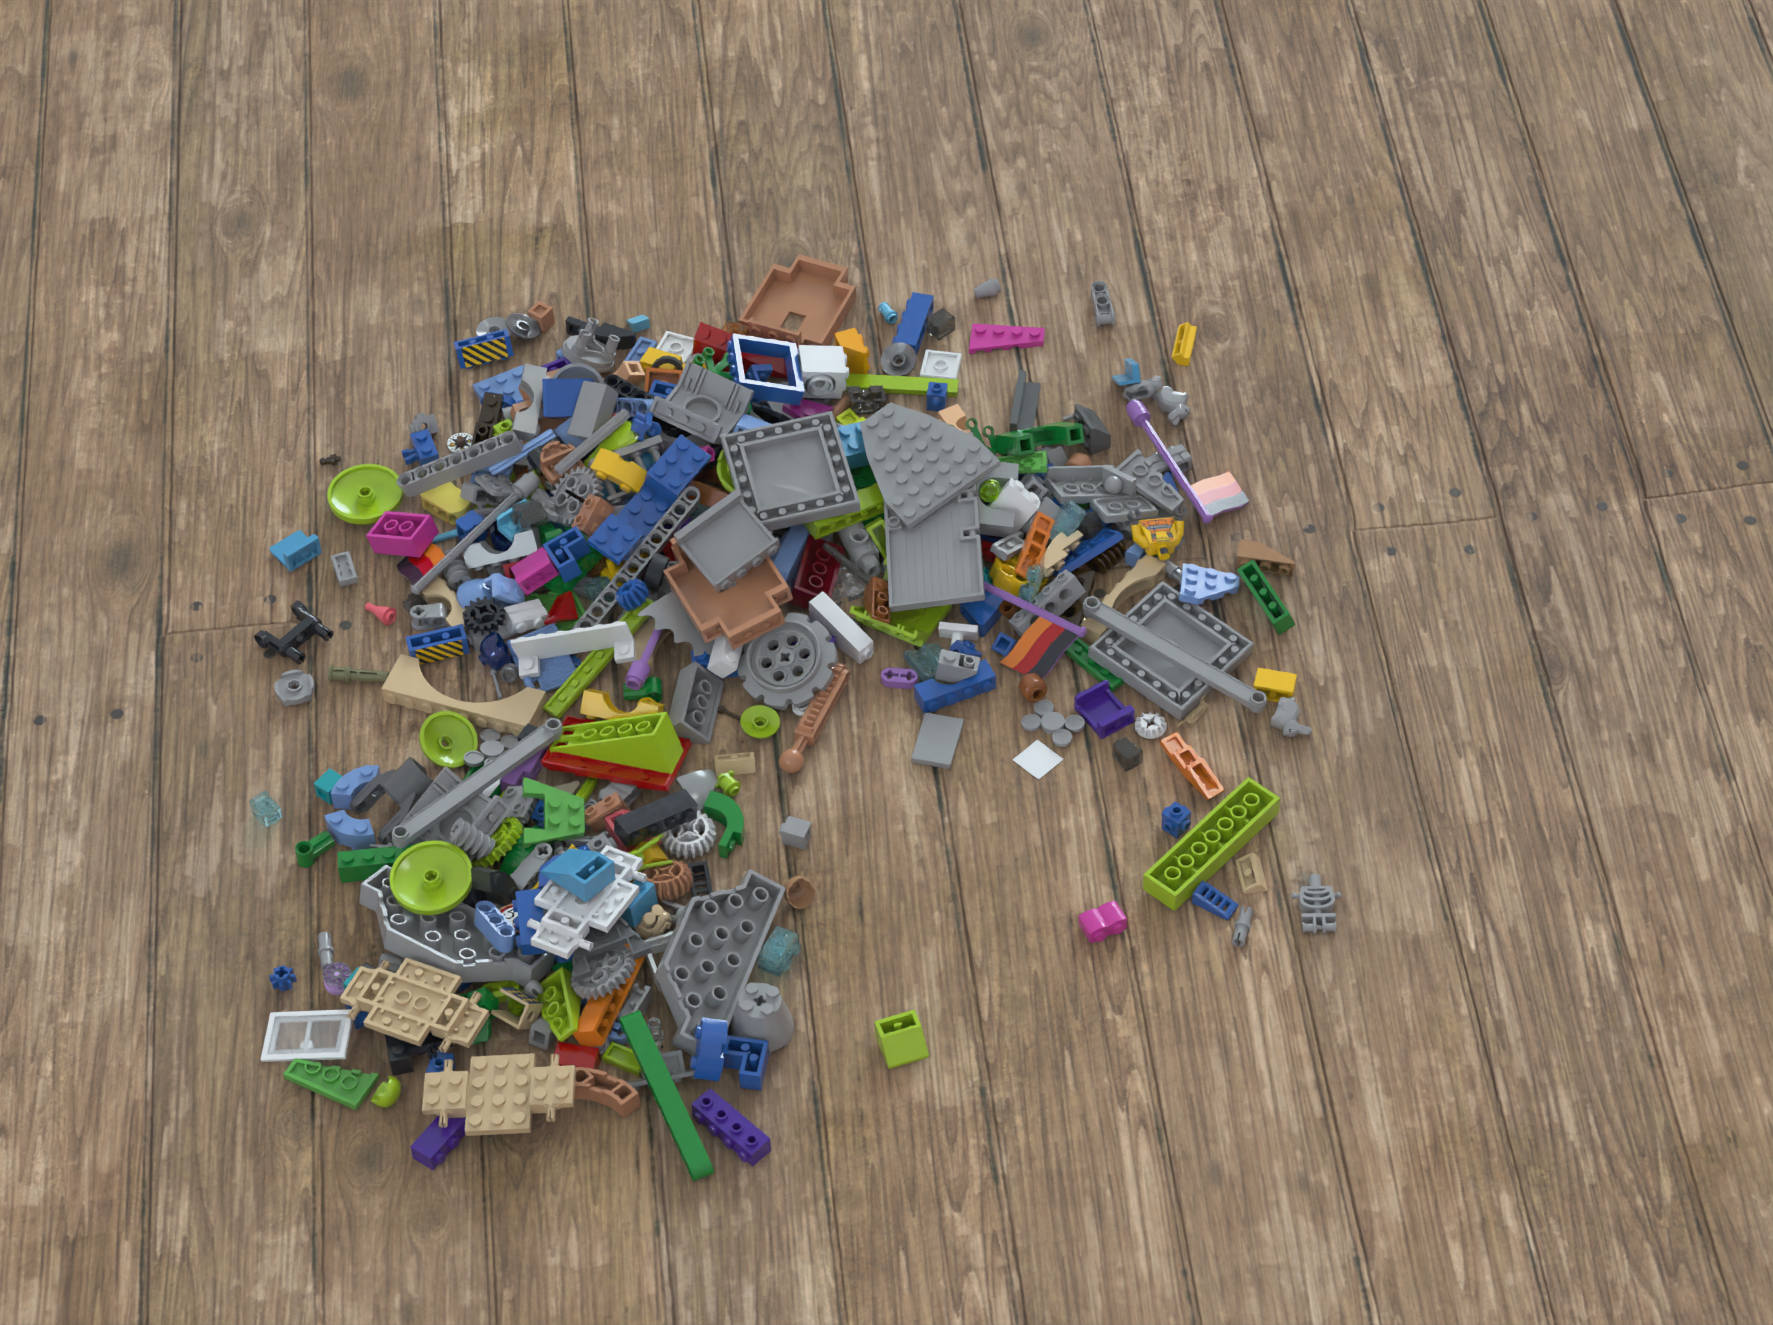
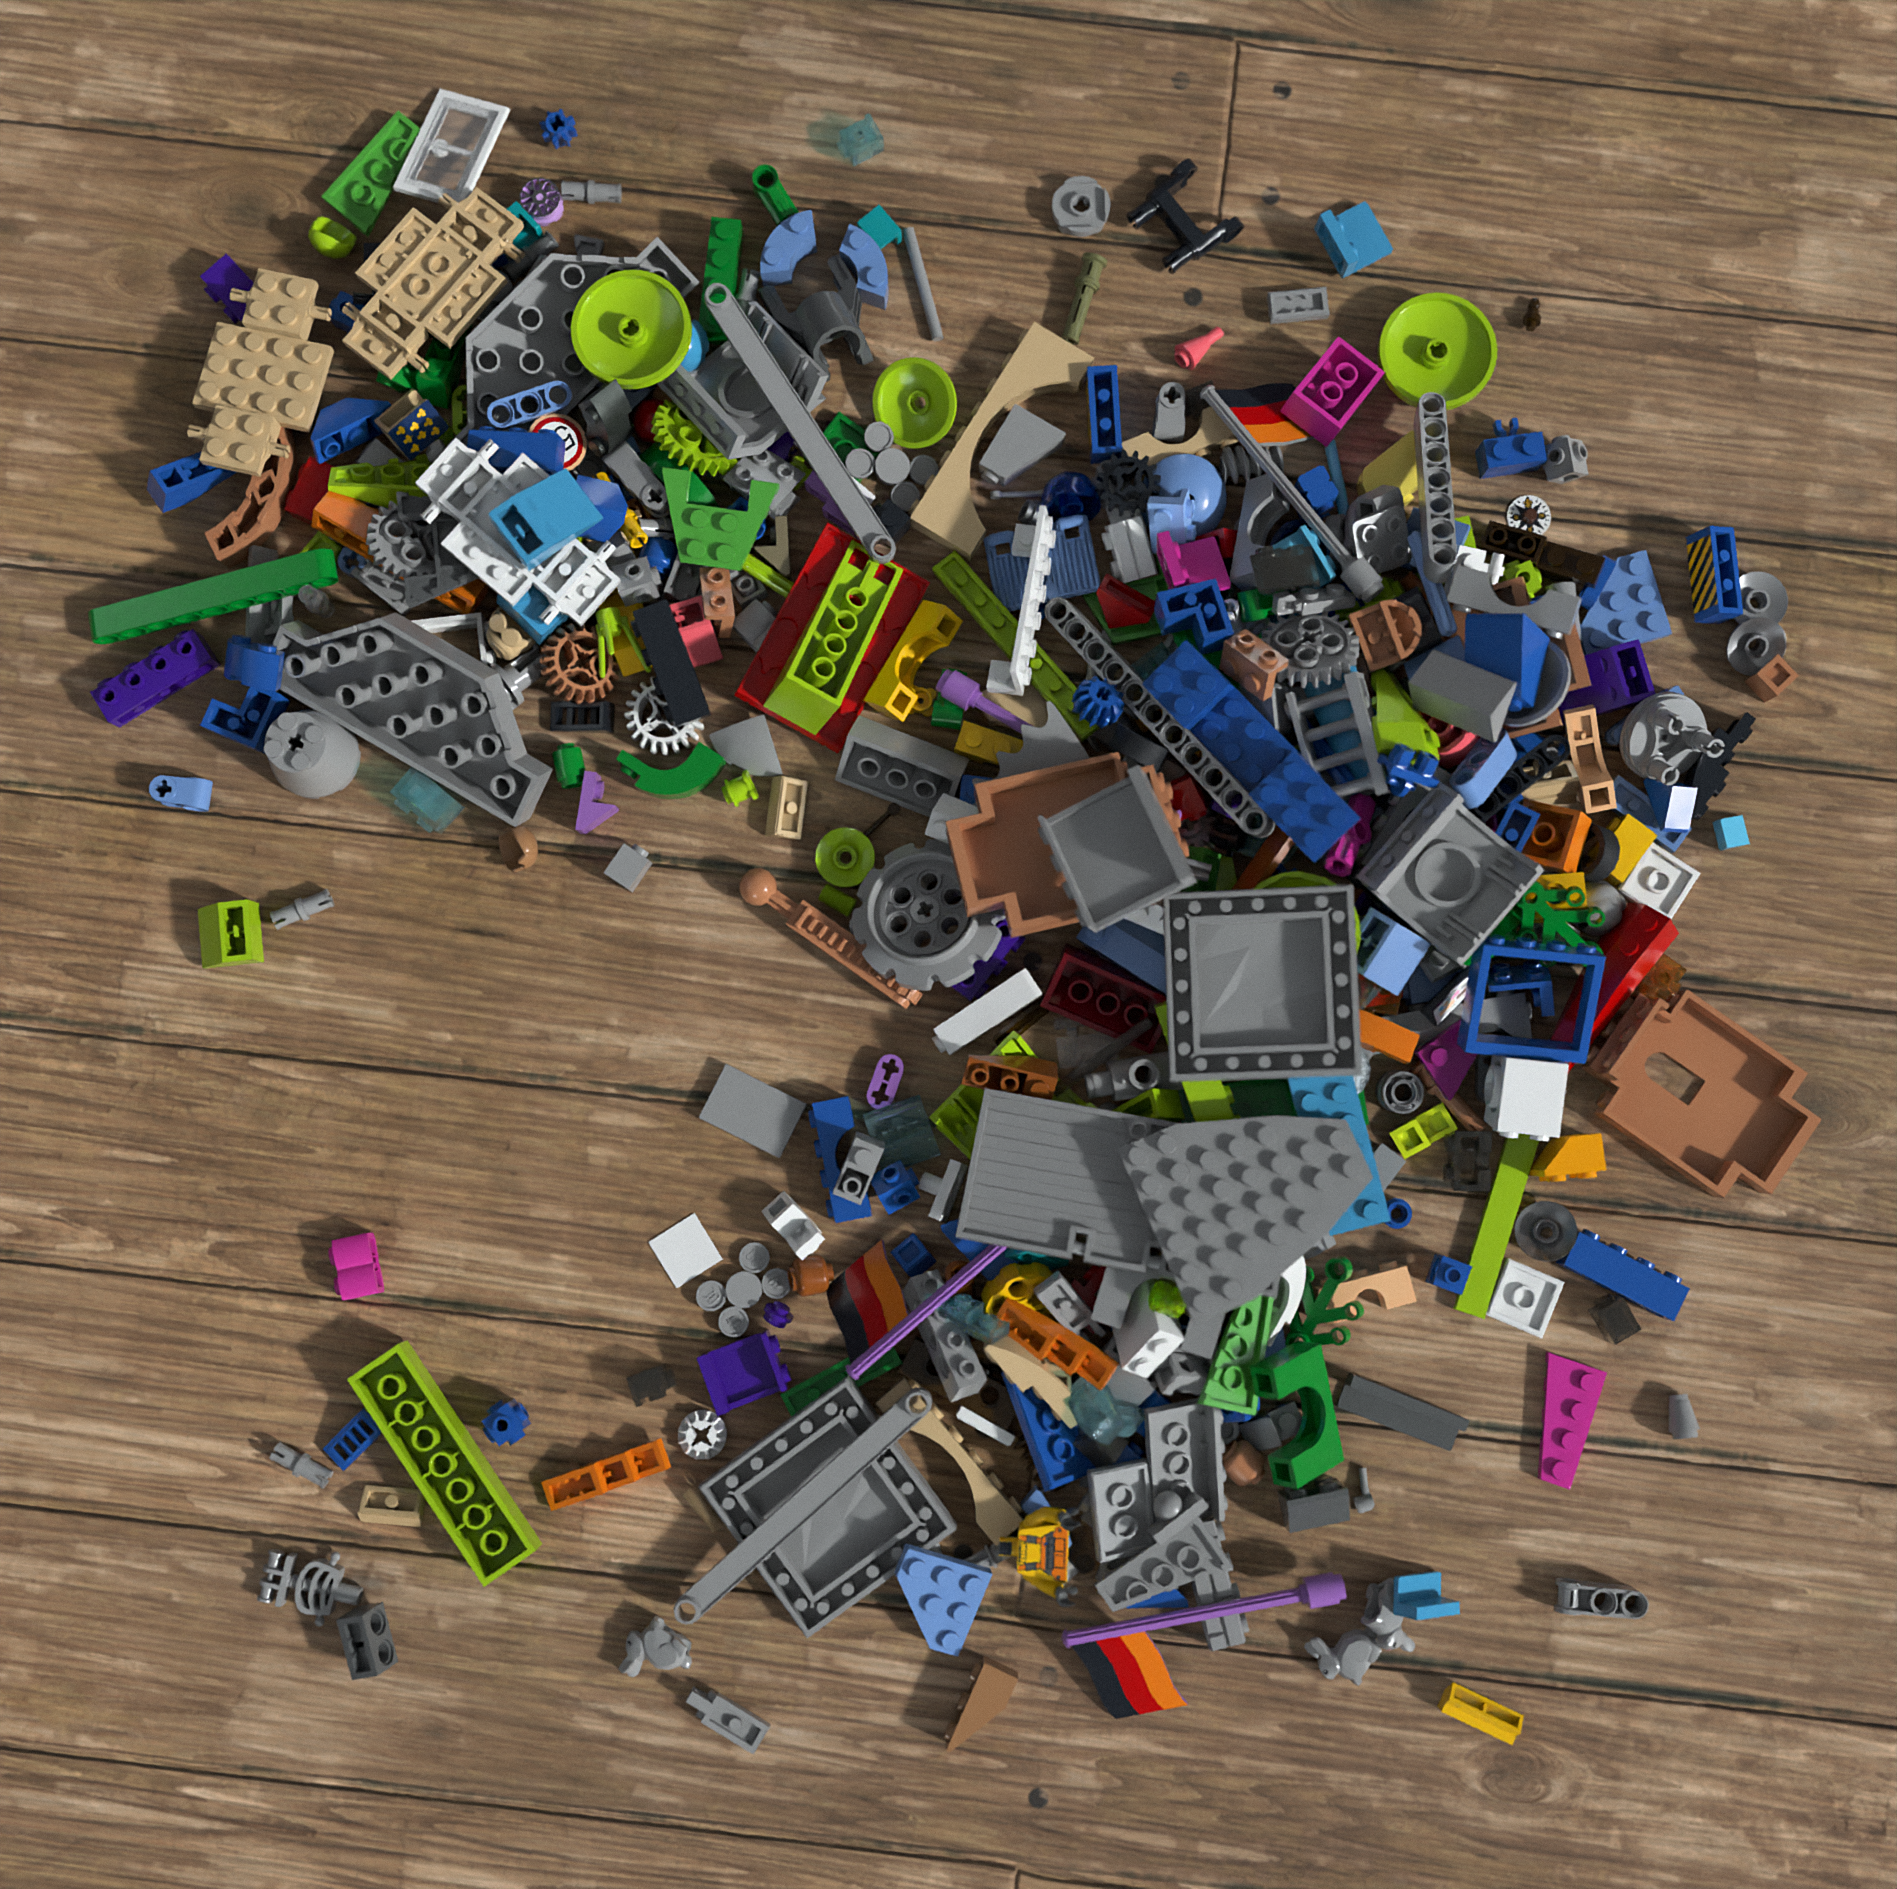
camera: 100 degrees right, 35 degrees up
(366, 759) = (923, 284): none -> light grey bar
(368, 947) = (588, 245): none -> flat silver tile
(465, 684) = (1019, 446): none -> light grey slope
(471, 839) = (675, 390): light grey piece -> none
(517, 1043) = (345, 426): none -> blue slope
(580, 1138) = (183, 481): none -> blue slope
(592, 441) = (1400, 684): light grey axle -> none
(612, 467) = (1320, 712): yellow brick -> none
(628, 344) = (1671, 804): none -> slope
(669, 659) = (982, 743): none -> yellow arch
(732, 877) = (569, 765): none -> green brick
(764, 861) = (590, 812): none -> medium lavender slope
(790, 724) = (844, 907): none -> lime piece
(809, 1094) = (186, 793): none -> medium blue piece
(870, 1005) = (302, 909): none -> light grey pin
(889, 315) = (1662, 1239): medium azure pin -> none
(1006, 699) = (793, 1225): none -> white brick
(1062, 700) = (777, 1314): none -> dark purple plate
(1097, 583) = (986, 1426): none -> white tile
(1266, 597) = (893, 1684): green brick -> none
(1275, 684) = (723, 1645): yellow brick -> none
(1317, 675) = (728, 1718): none -> light grey hinge
(1338, 859) = (367, 1641): none -> dark grey brick

